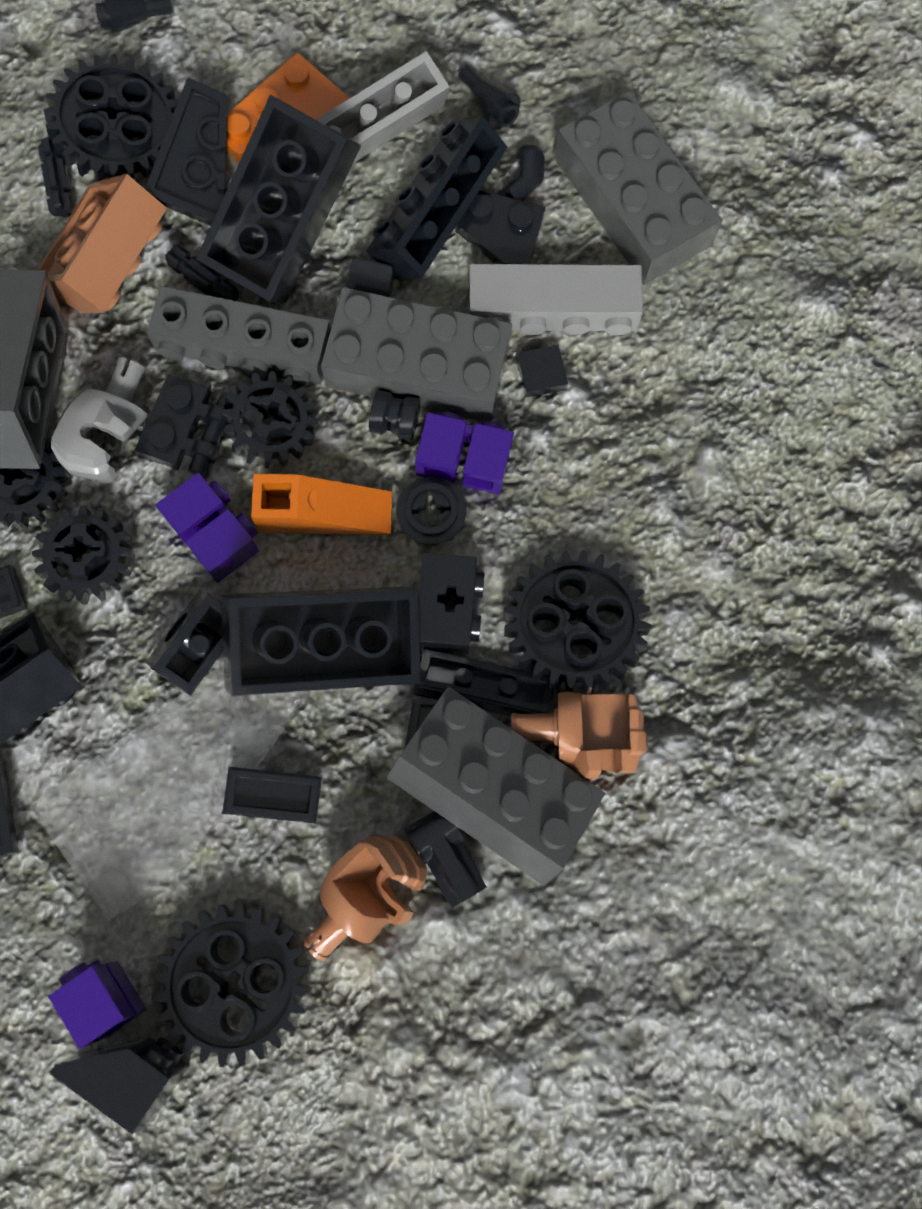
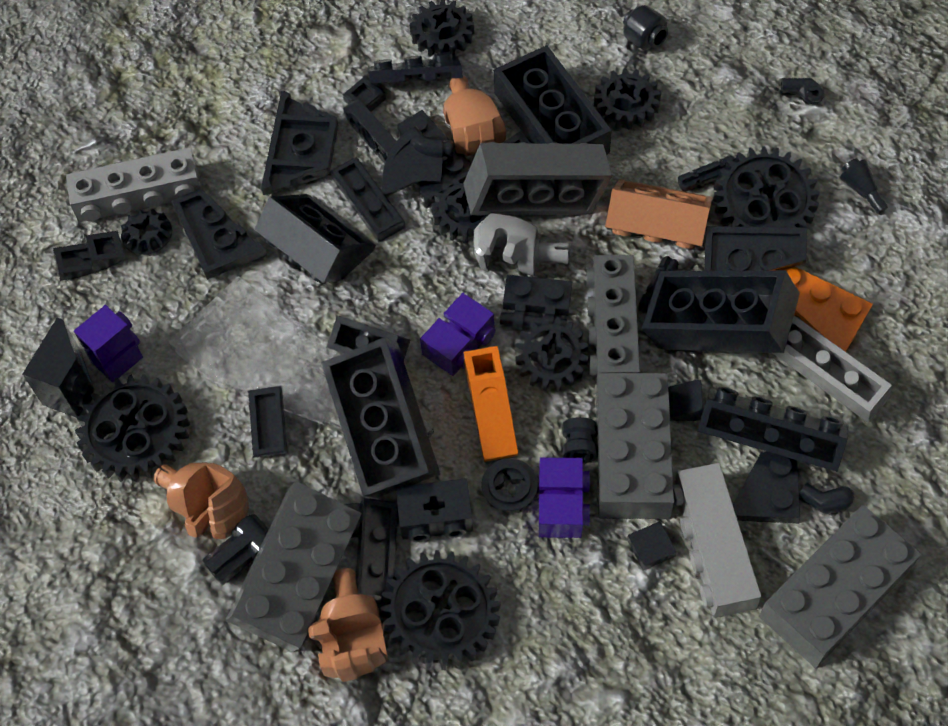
camera: 85 degrees right, 15 degrees down
(69, 541) = (406, 270): black gear -> none
(496, 103) = (882, 460): black cone -> none

